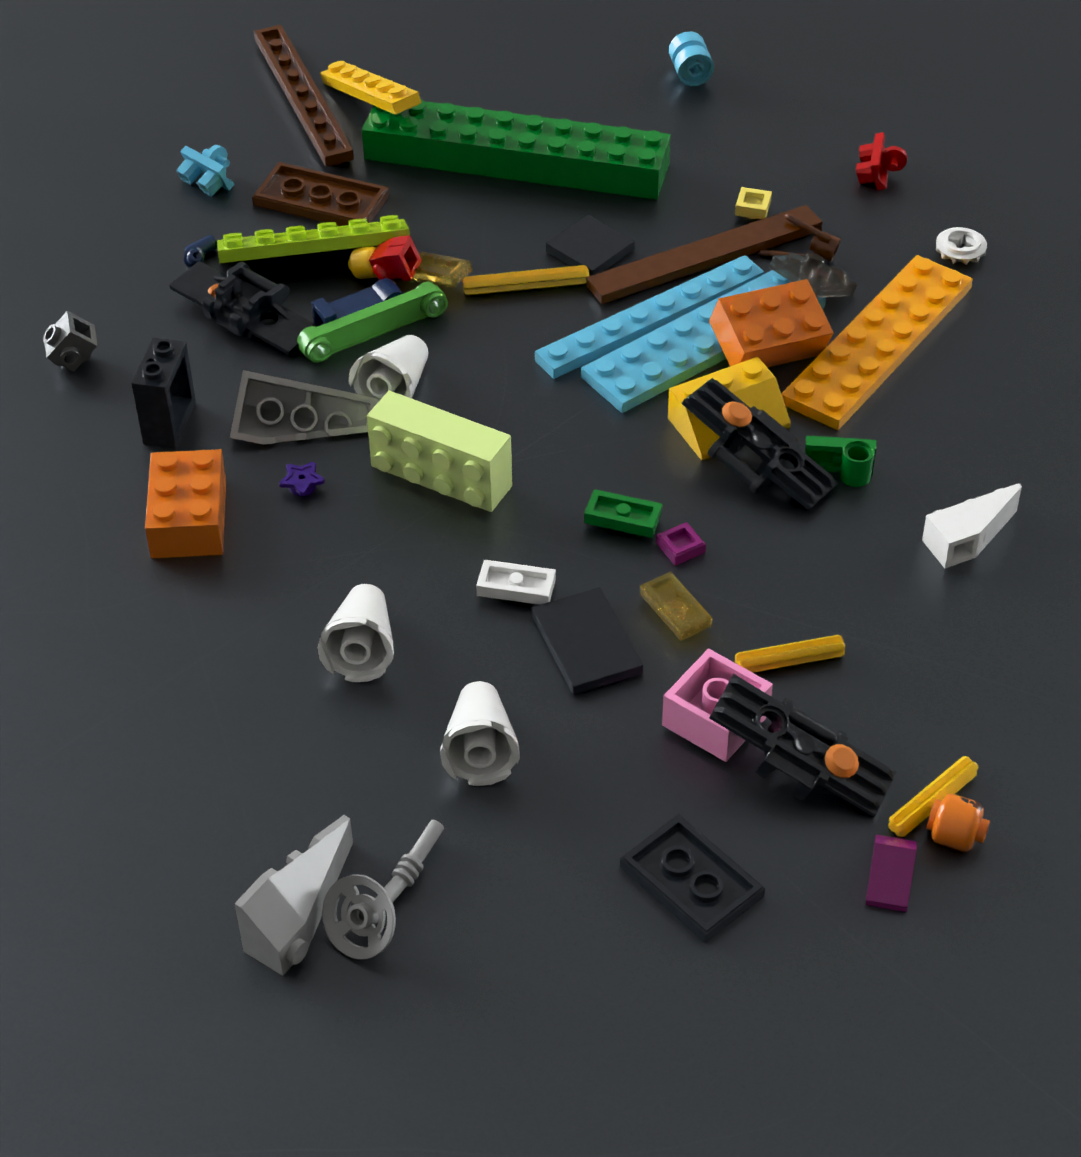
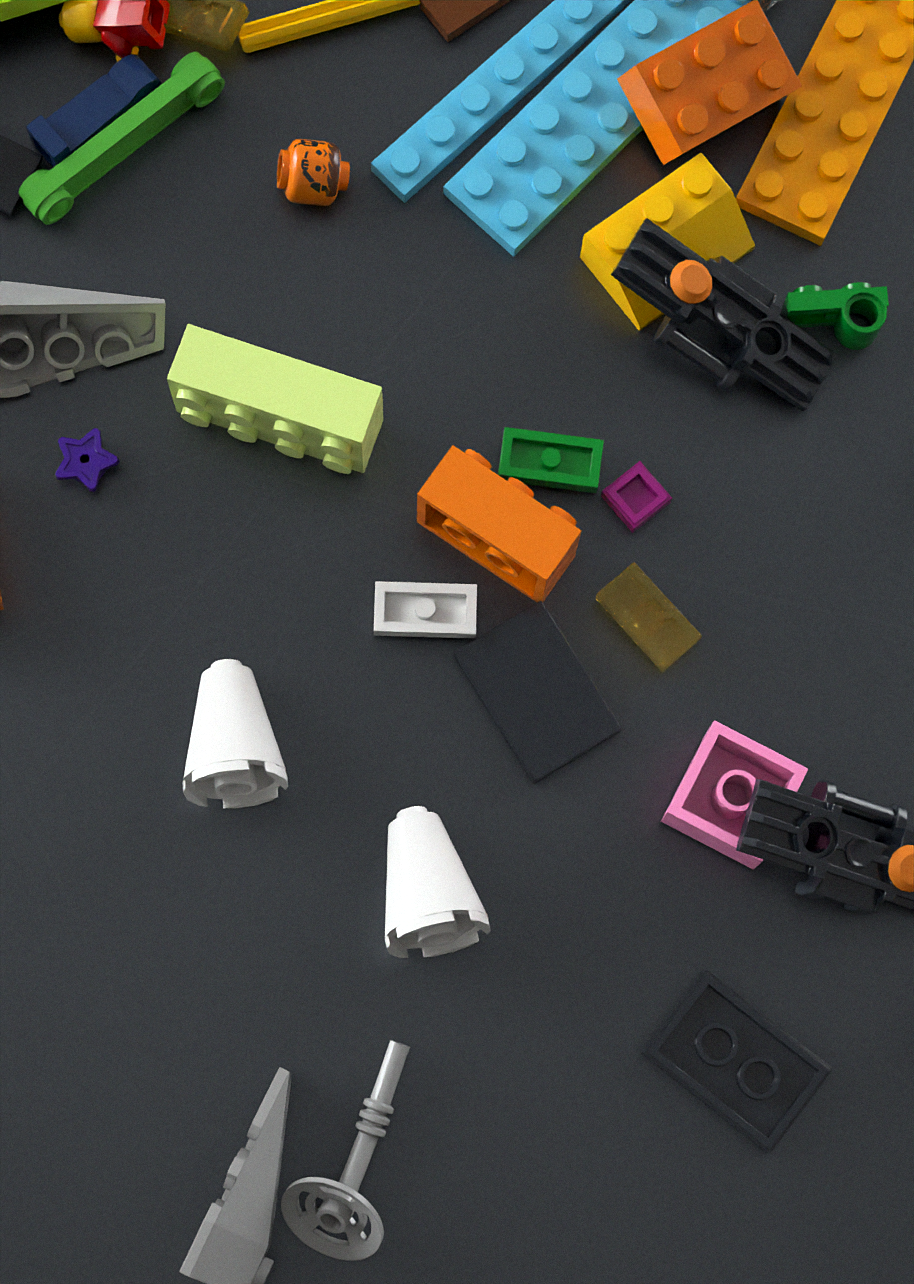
camera: 15 degrees left, 30 degrees up
(391, 368) = (175, 246): white cone -> none
(494, 350) = (312, 172): none -> orange head
(576, 532) = (498, 523): none -> orange brick
(791, 654) = (811, 675): yellow axle -> none

